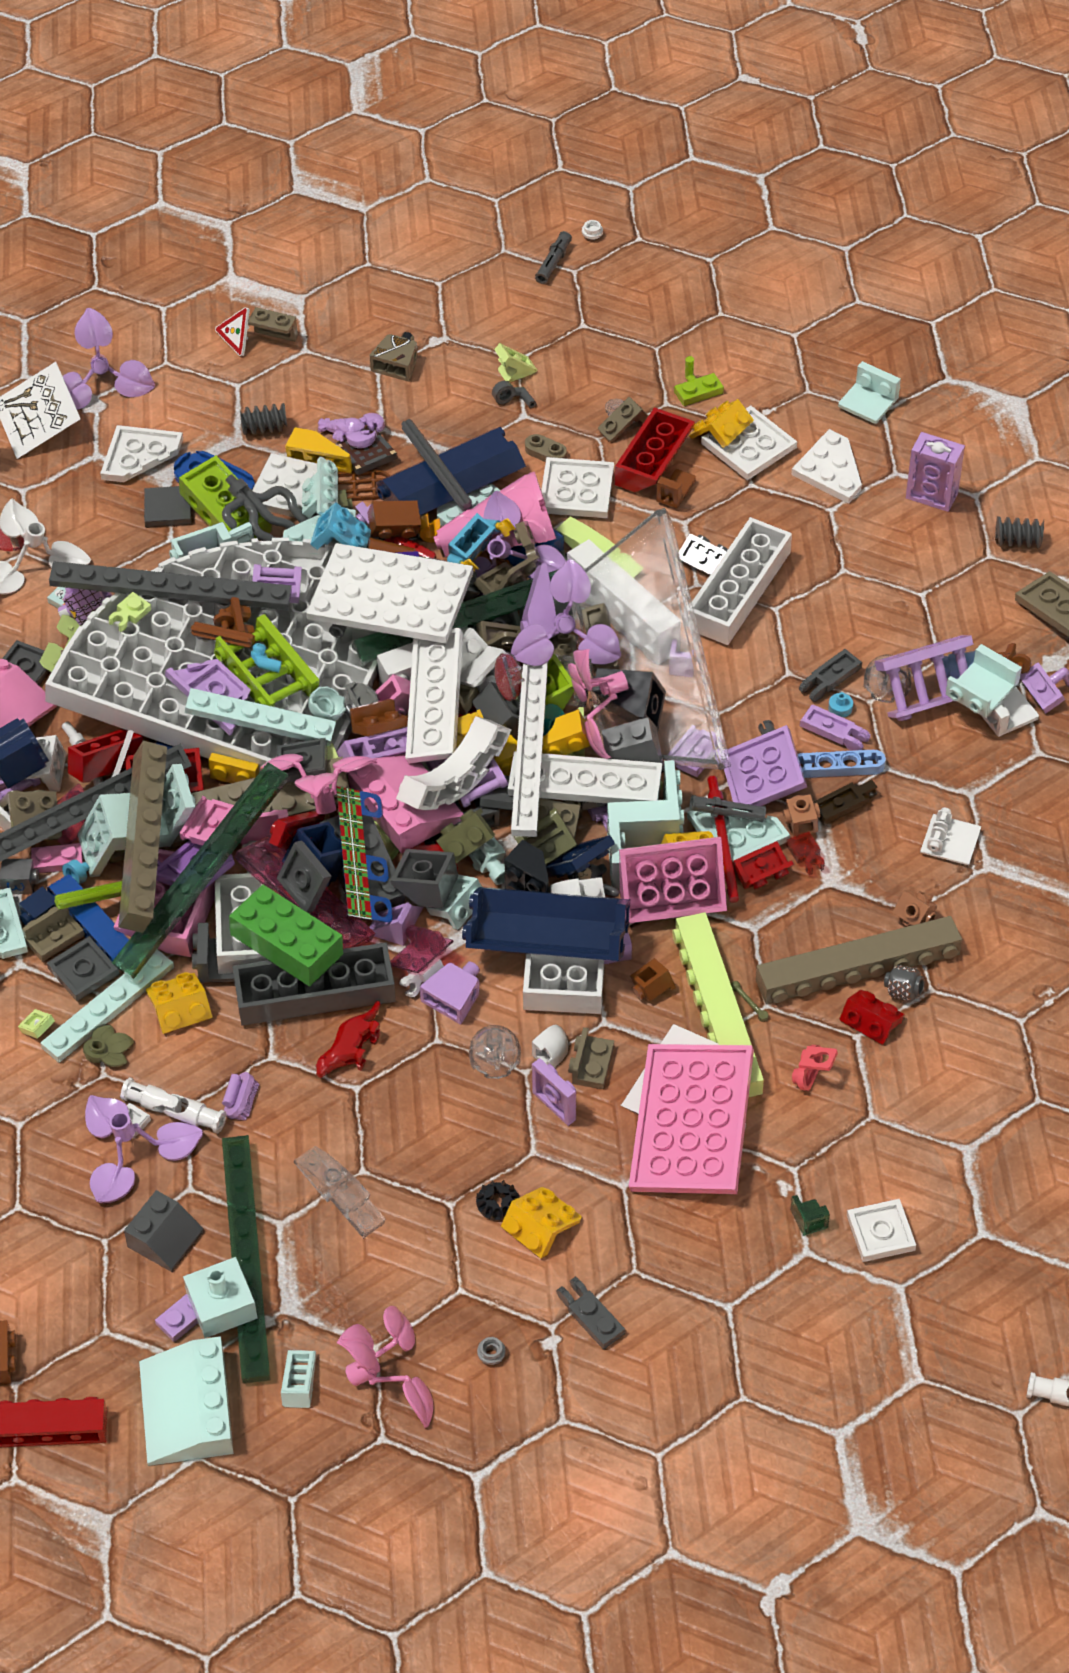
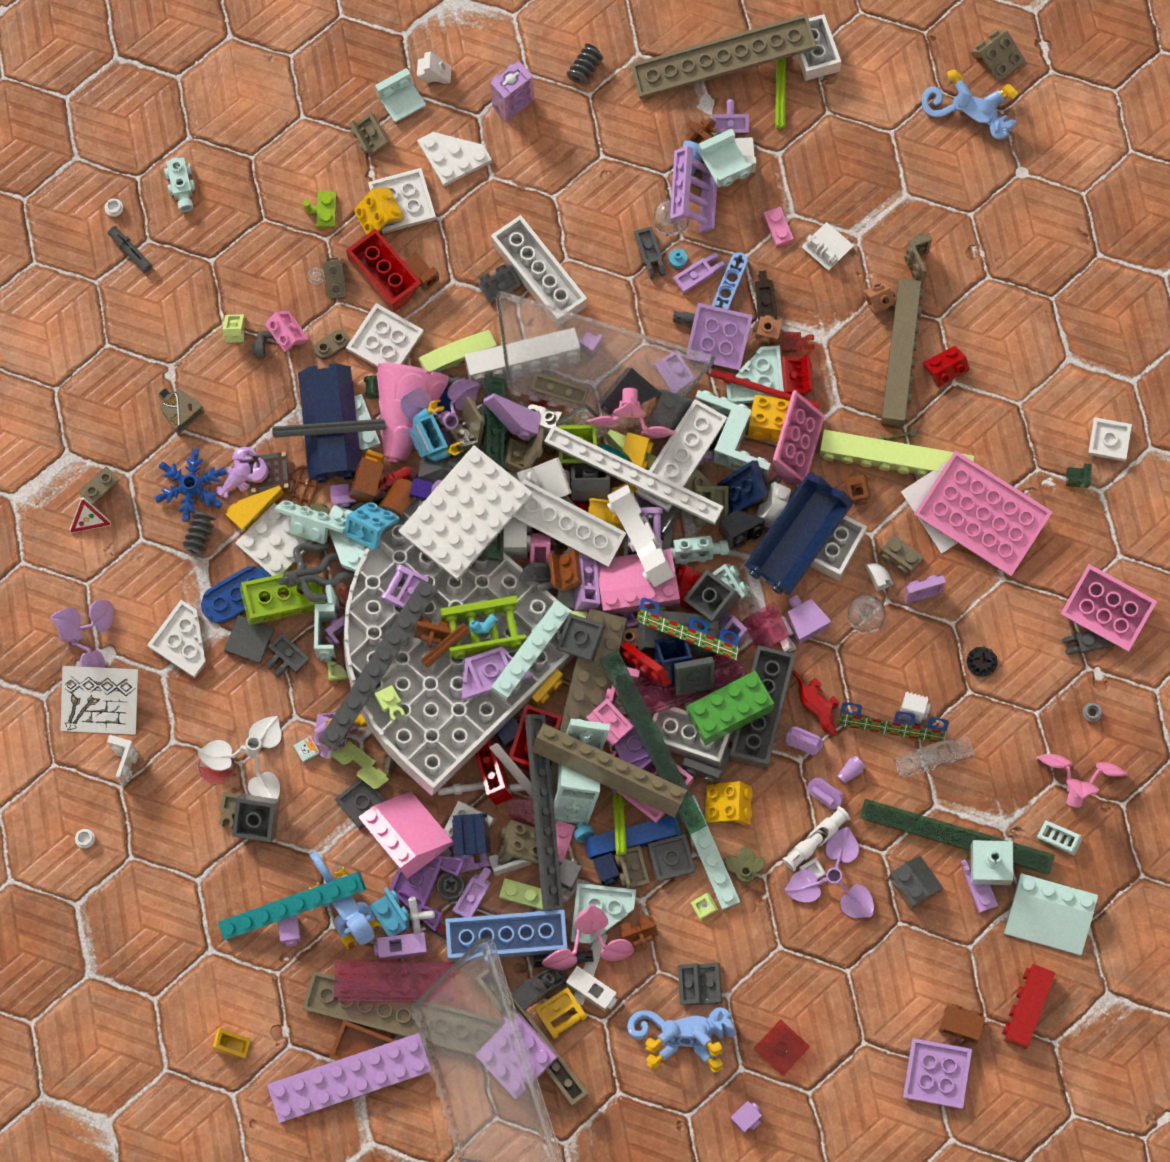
camera: 65 degrees left, 20 degrees up
(158, 540) = (288, 653): none -> dark grey hinge
(283, 1110) = (851, 769): none -> lavender cone
(294, 1045) = (804, 740): none -> lavender piece
(317, 394) = (185, 481): none -> blue piece
(319, 784) = (629, 636): bright pink plant -> none
(326, 703) = (535, 599): light aqua hair -> none
(356, 1128) = (897, 728): none -> piece
(390, 1137) = (916, 705): none -> white brick
(466, 835) = (692, 555): olive bracket -> none
(508, 676) = (575, 465): clear piece -> none
(524, 535) = (444, 397): dark tan plate -> none
(538, 404) = (286, 330): none -> bright pink bracket
(538, 1219) = (1011, 640): yellow bracket -> none
(567, 585) = (542, 386): lavender plant -> none
(642, 1310) = (1108, 607): none -> bright pink slope
(652, 267) = (179, 173): none -> light aqua brick
(700, 804) = (744, 380): dark grey pin -> none
(806, 387) = (369, 134): none -> dark tan bracket
(811, 1064) = (964, 418): coral bracket -> none
(904, 983) = (933, 333): dark grey head -> none
(919, 408) = (433, 69): none -> white brick
(944, 783) = (778, 226): none -> bright pink plate
(996, 917) = (918, 247): none -> dark tan bracket

